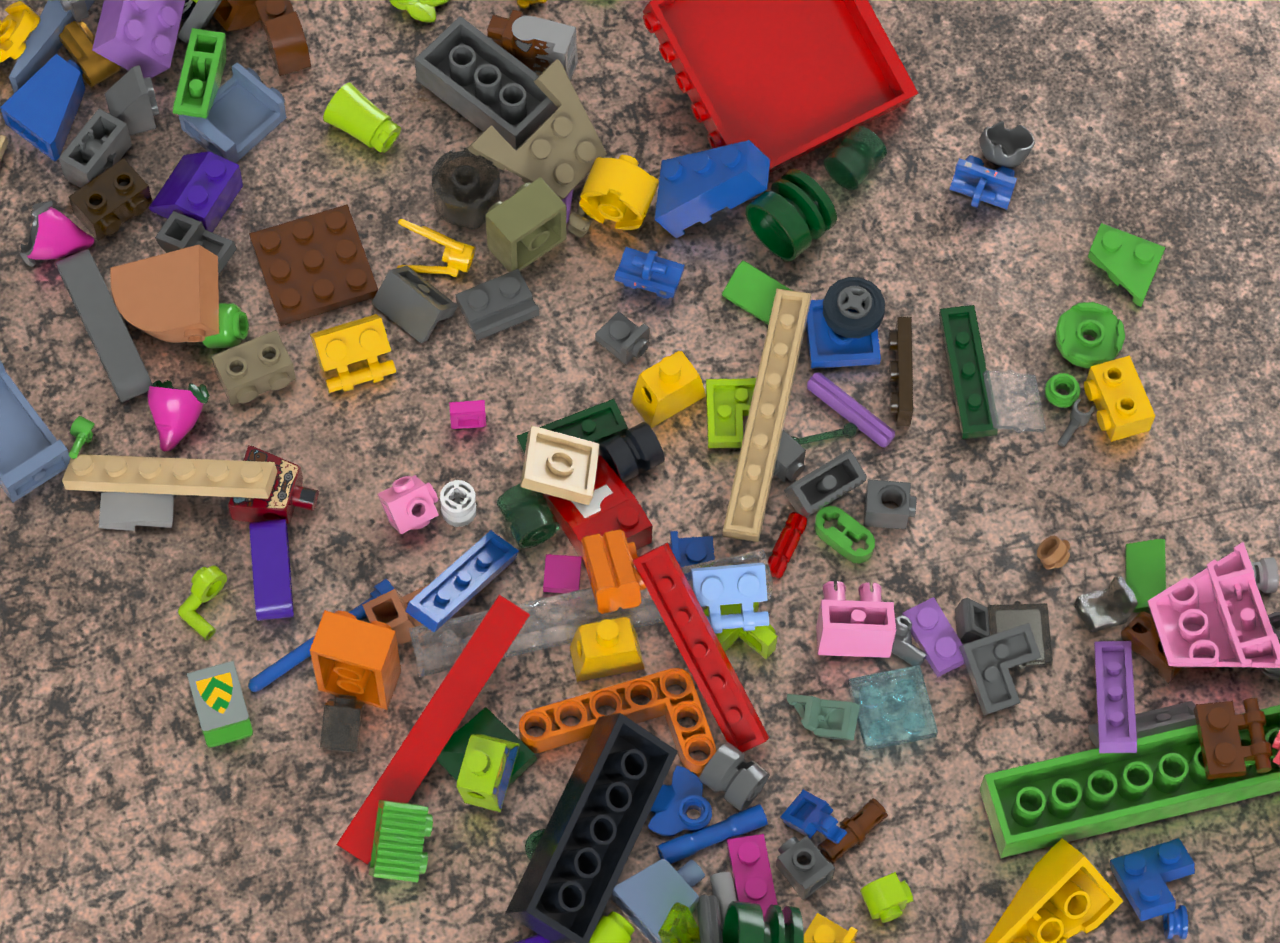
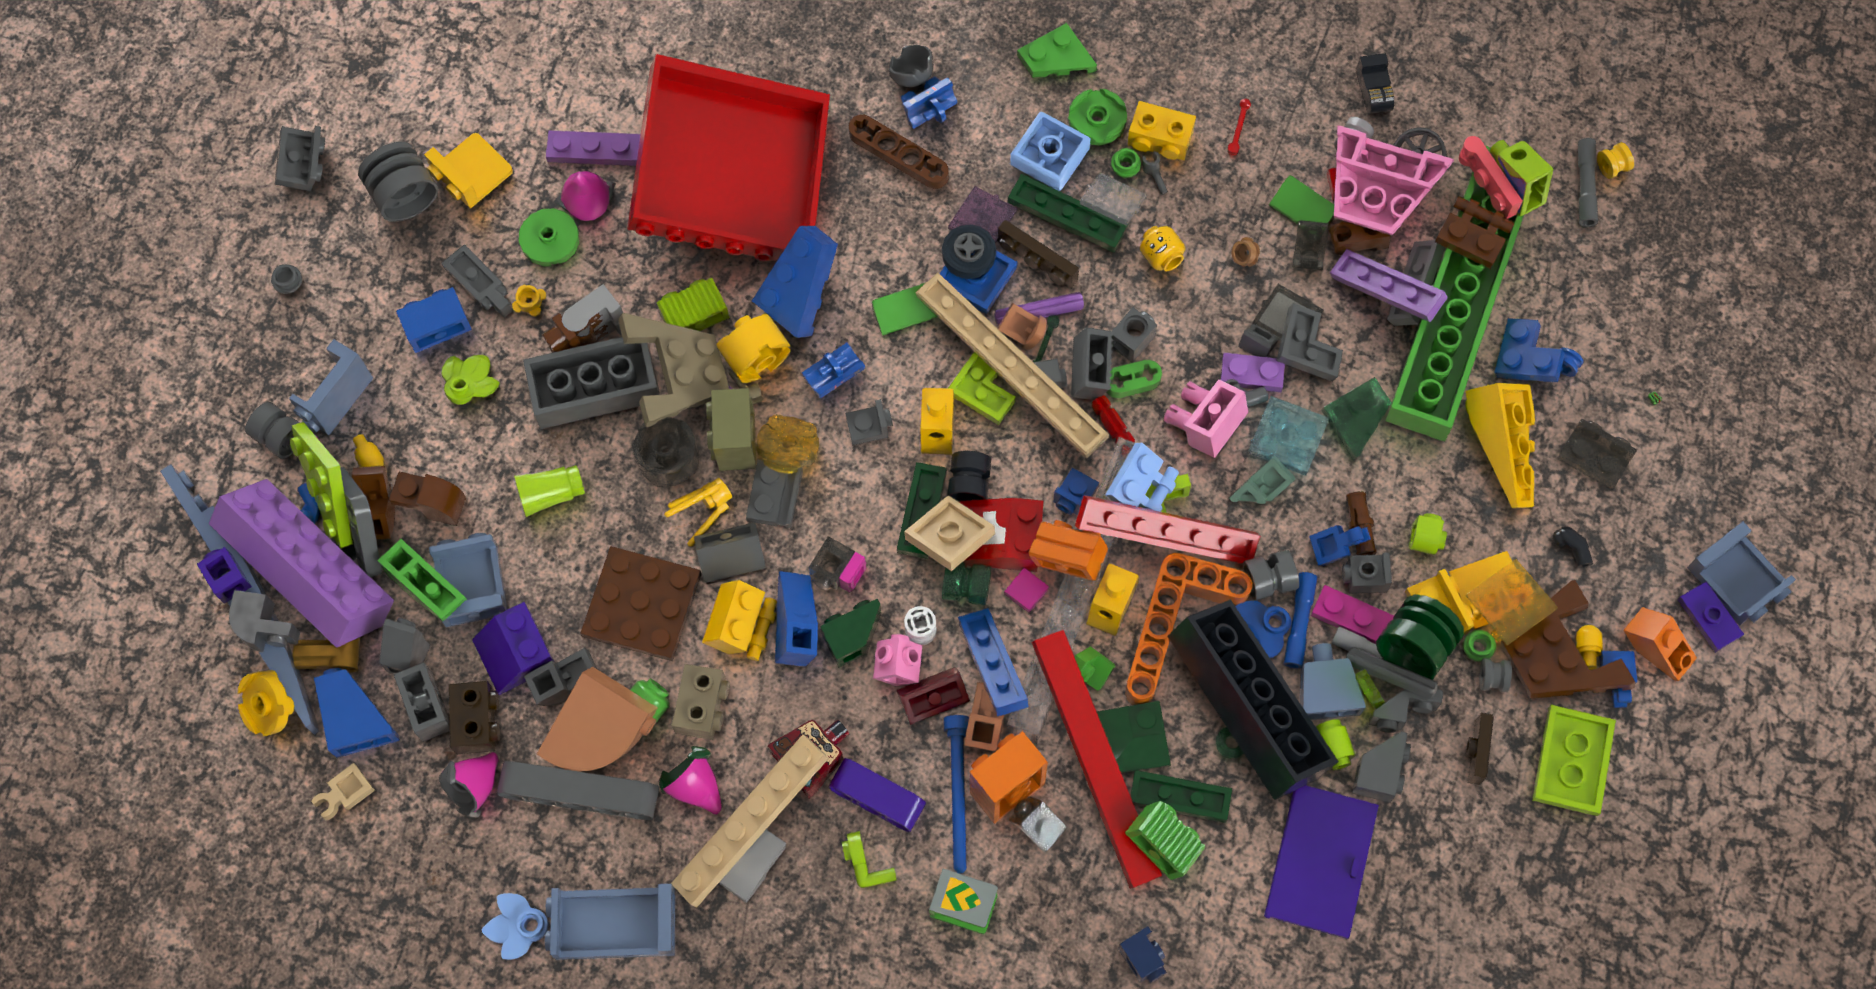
camera: 50 degrees left, 5 degrees up
(82, 431) = (656, 862): bright green hand -> none
(277, 894) = (1143, 956): none -> dark blue brick
(387, 394) = (795, 620): none -> blue slope
(401, 558) = (933, 695): none -> dark red slope
(409, 451) = (852, 633): none -> dark green slope
(456, 833) = (1182, 795): none -> dark green plate
(459, 387) = (830, 554): none -> clear smoke brick
(486, 771) = (1156, 739): lime torso -> none
(524, 671) = (1094, 667): none -> bright green bracket
(562, 269) = (790, 429): none -> clear yellow plate
(622, 122) = (695, 306): none -> lime brick
(791, 215) = (864, 243): dark green wheel -> none
(819, 403) = (1023, 326): none -> nougat tile
(855, 157) = (846, 171): clear green wheel -> none
(912, 299) = (983, 211): none -> clear purple piece
(914, 190) = (901, 148): none -> reddish brown beam
(962, 757) = (1357, 415): none -> clear green wing
(996, 474) = (1162, 248): none -> yellow head
(1034, 307) = (1047, 135): none -> light blue brick
(1158, 476) = (1233, 147): none -> red hinge

